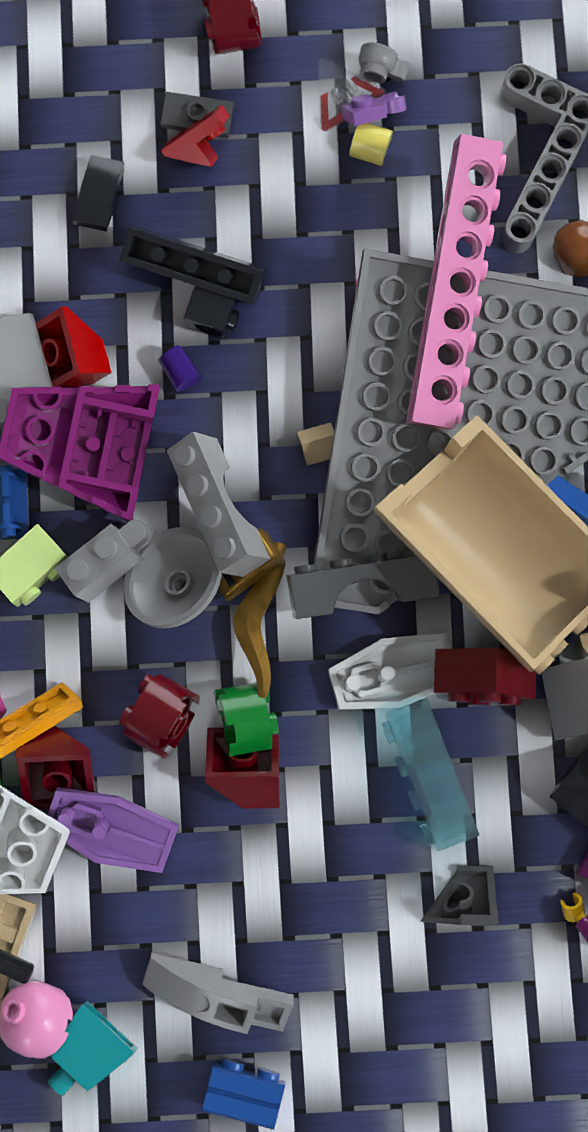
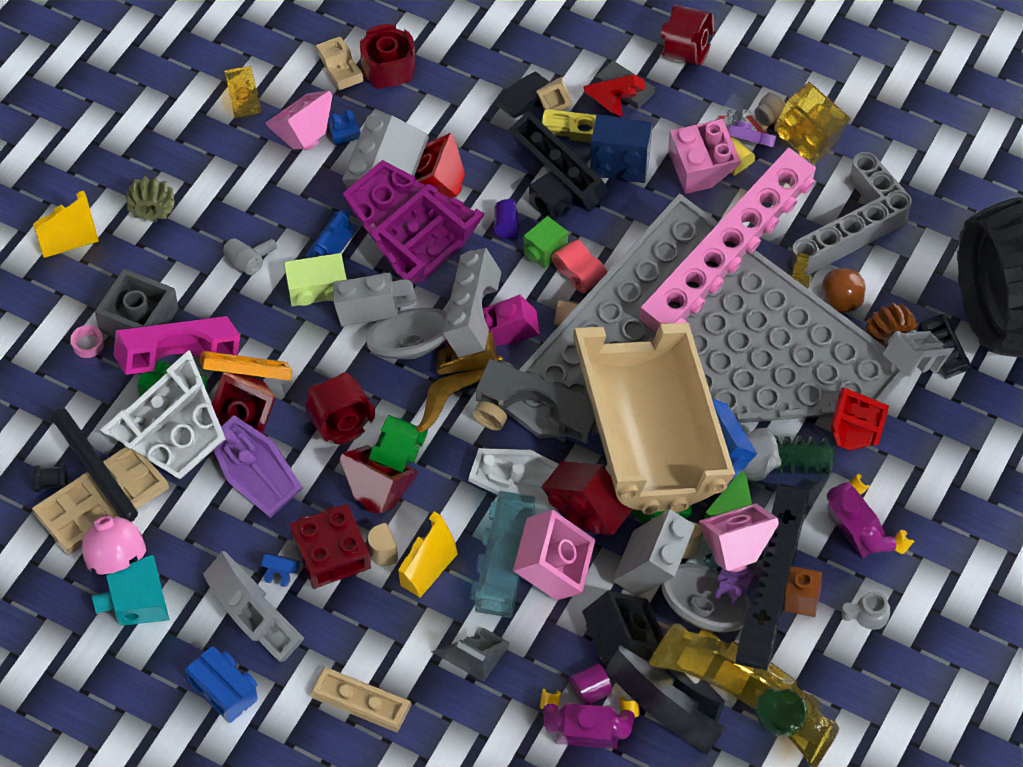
camera: 30 degrees right, 25 degrees down
(134, 177) = (555, 95): none -> tan slope
(209, 186) = (567, 123): none -> light yellow piece
(214, 926) = (280, 565): none -> blue tile
(240, 374) = (544, 241): none -> bright green brick
(251, 876) = (330, 545): none -> dark red brick
(253, 212) = (621, 148): none -> dark blue brick
(267, 496) = (511, 321): none -> dark pink slope
(294, 382) = (579, 266): none -> coral axle
(302, 841) = (382, 546): none -> tan brick
(316, 623) = (492, 422): none -> tan piece
(341, 164) = (702, 154): none -> bright pink slope
(360, 831) = (428, 557): none -> yellow slope
(387, 1020) = (360, 699): none -> tan tile
(438, 61) = (811, 123): none -> clear yellow brick
(489, 756) = (554, 555): none -> bright pink brick
(532, 261) = (800, 270): none -> clear yellow plate

